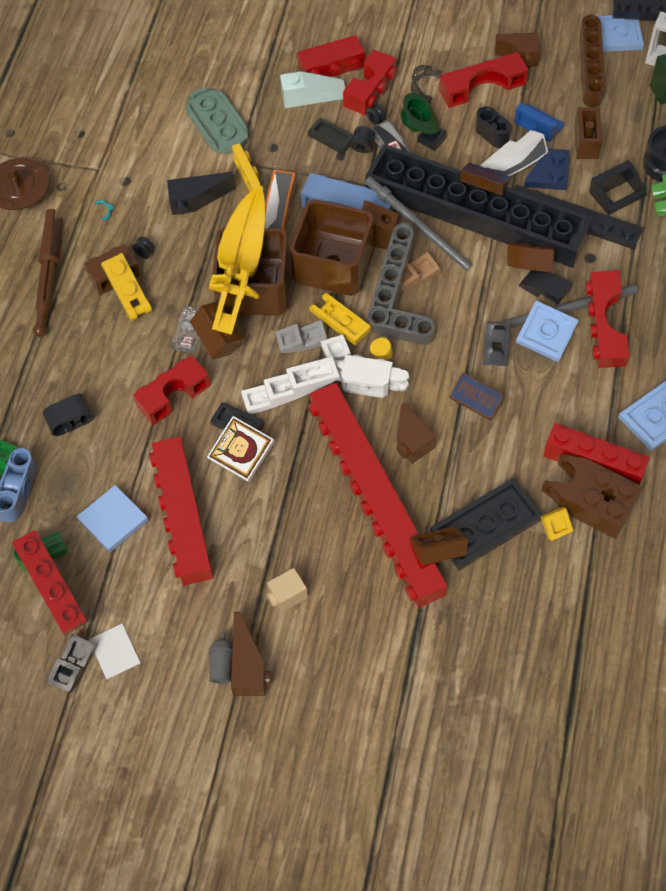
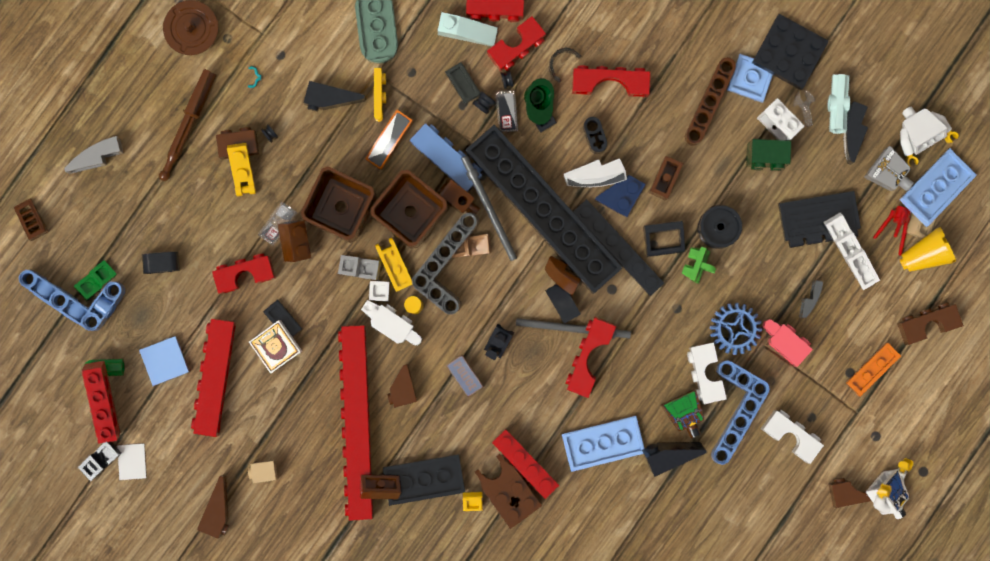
camera: 15 degrees right, 25 degrees up
(220, 660) = (199, 503): dark grey piece -> none
(239, 256) = (326, 203): yellow piece -> none
(290, 386) = (331, 309): white slope -> none
(484, 178) = (556, 195): reddish brown slope -> none
(525, 43) = (658, 62): reddish brown arch -> none
(538, 121) = (637, 142): blue panel -> none
(547, 331) = (543, 343): light blue tile -> none

